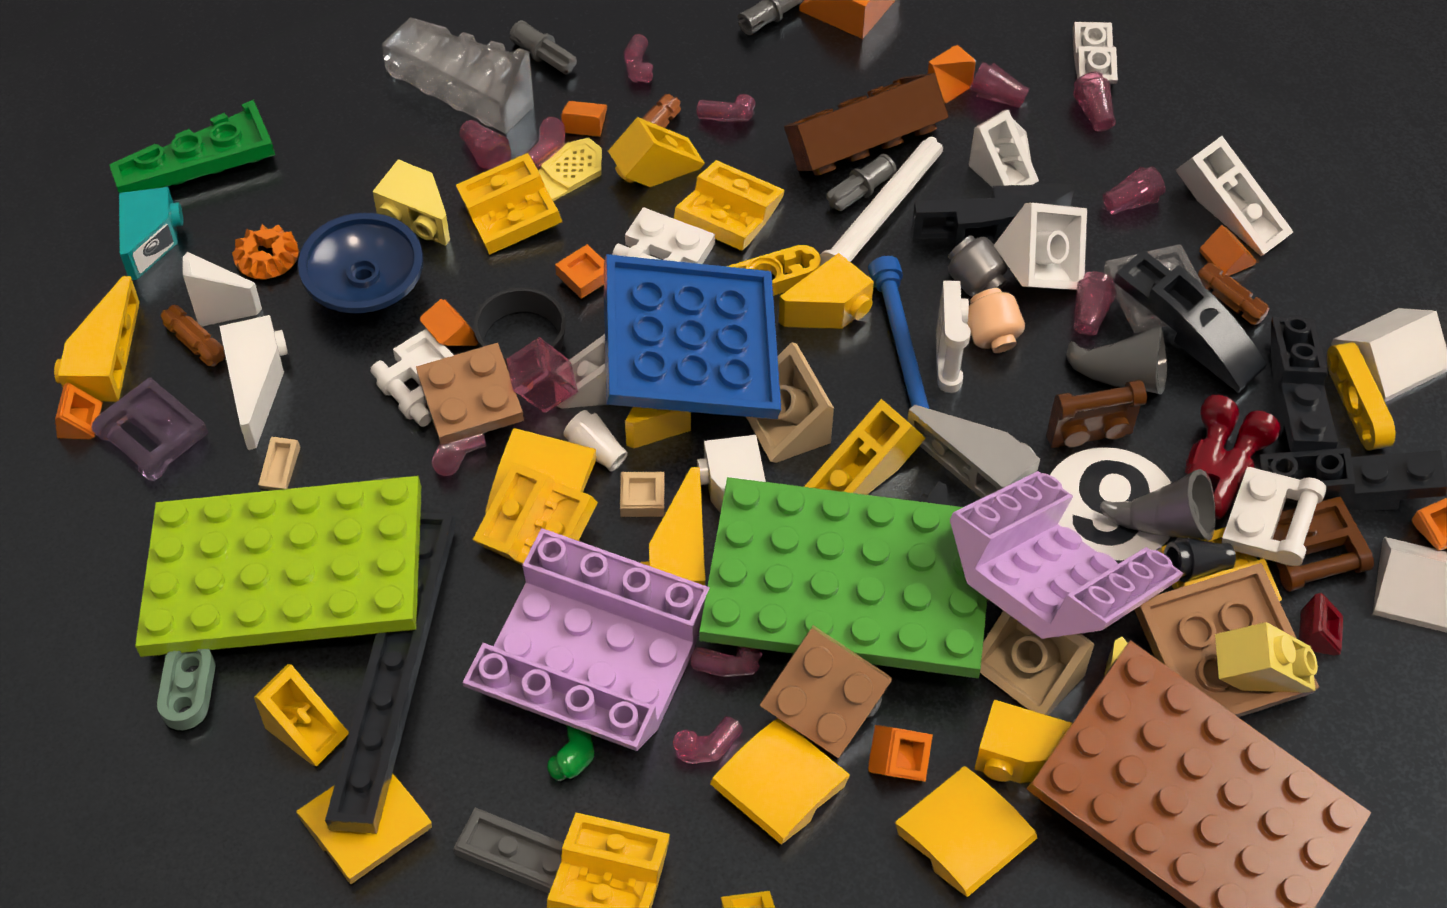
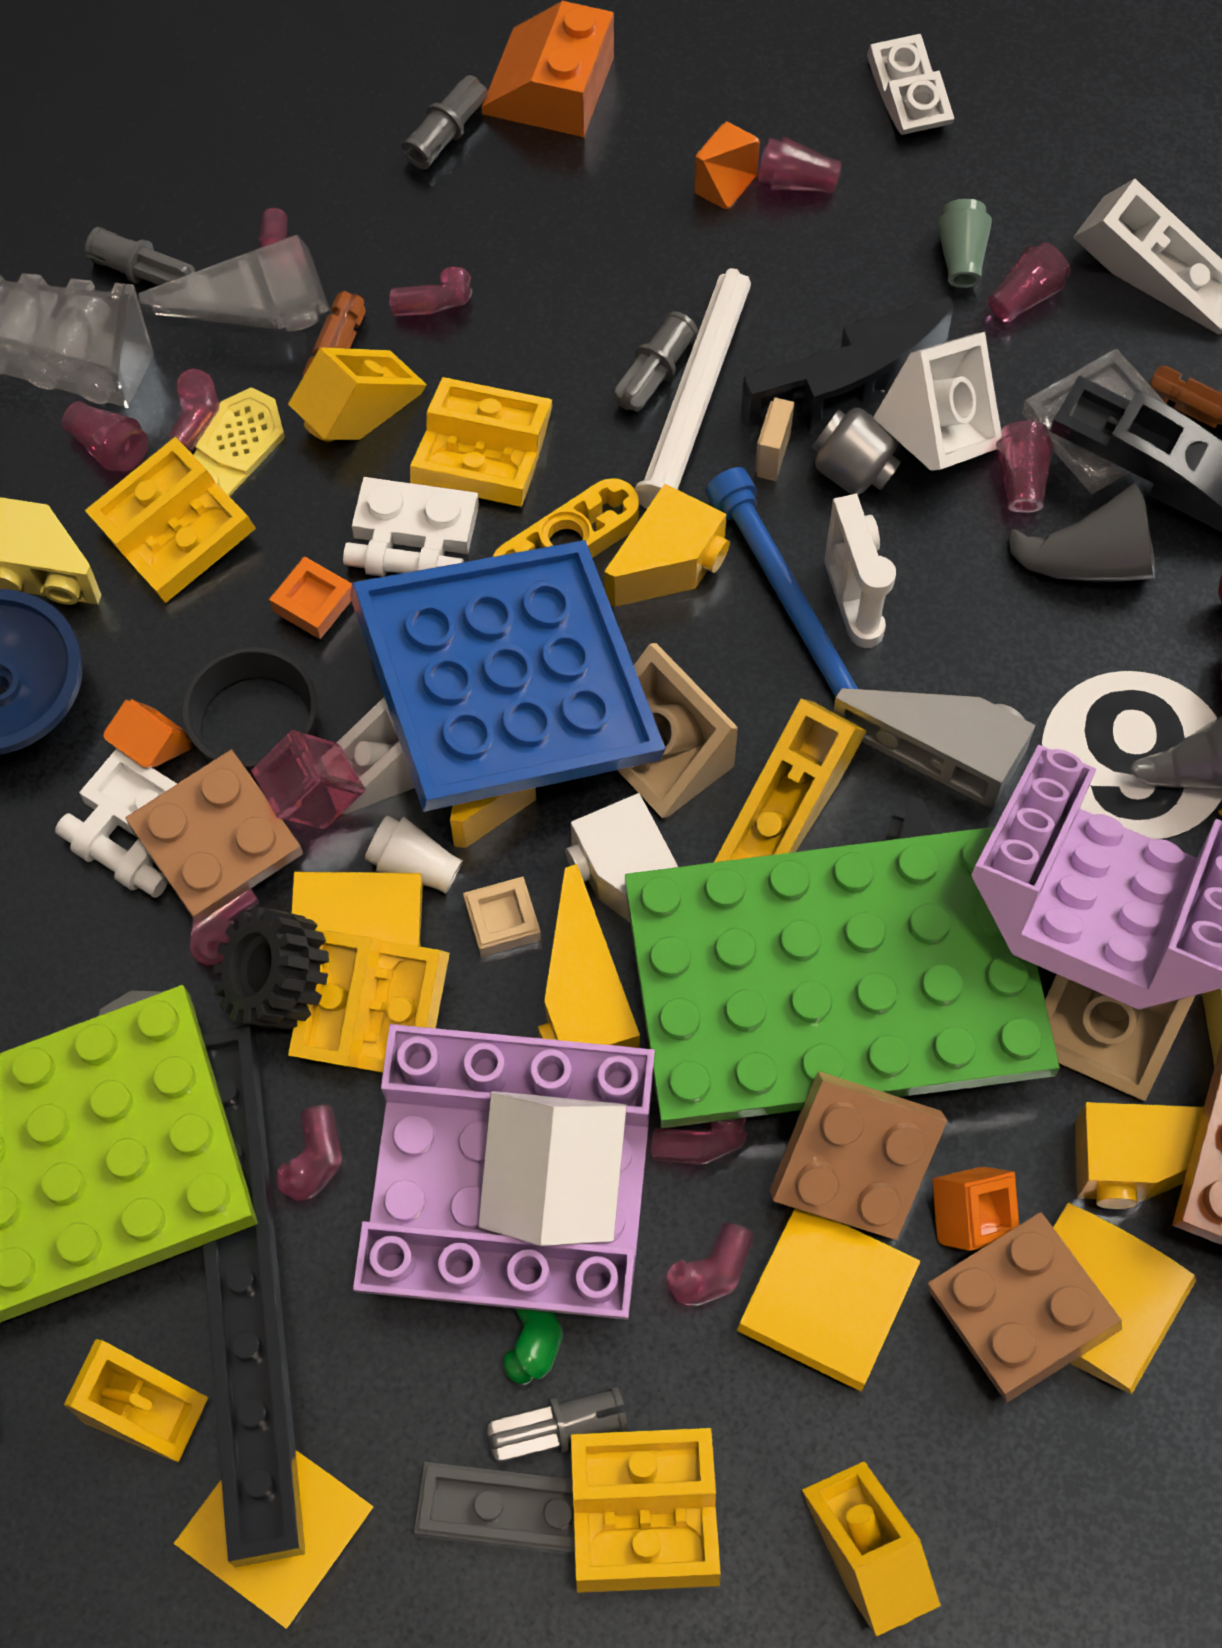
camera: 15 degrees left, 10 degrees up
(461, 615) = (318, 1161): none -> clear pink arm
(477, 480) = (271, 968): none -> black tyre
(562, 807) = (553, 1425): none -> dark grey axle
(583, 118) = (233, 356): orange slope -> none
(611, 78) = (257, 289): none -> clear slope
(619, 642) = (552, 1169): none -> white slope
(865, 122) = (636, 269): reddish brown wedge -> none
(909, 818) = (1024, 1306): none -> medium nougat plate
(925, 246) = (774, 439): none -> tan tile
(995, 320) = (907, 525): light nougat head -> none
(1002, 152) = (835, 274): white slope -> none
(1095, 99) = (934, 157): clear pink cone -> none
(1095, 415) = (1102, 632): reddish brown plate -> none
(1098, 154) = (964, 239): none -> sand green cone
(1226, 252) = (1176, 343): orange slope -> none

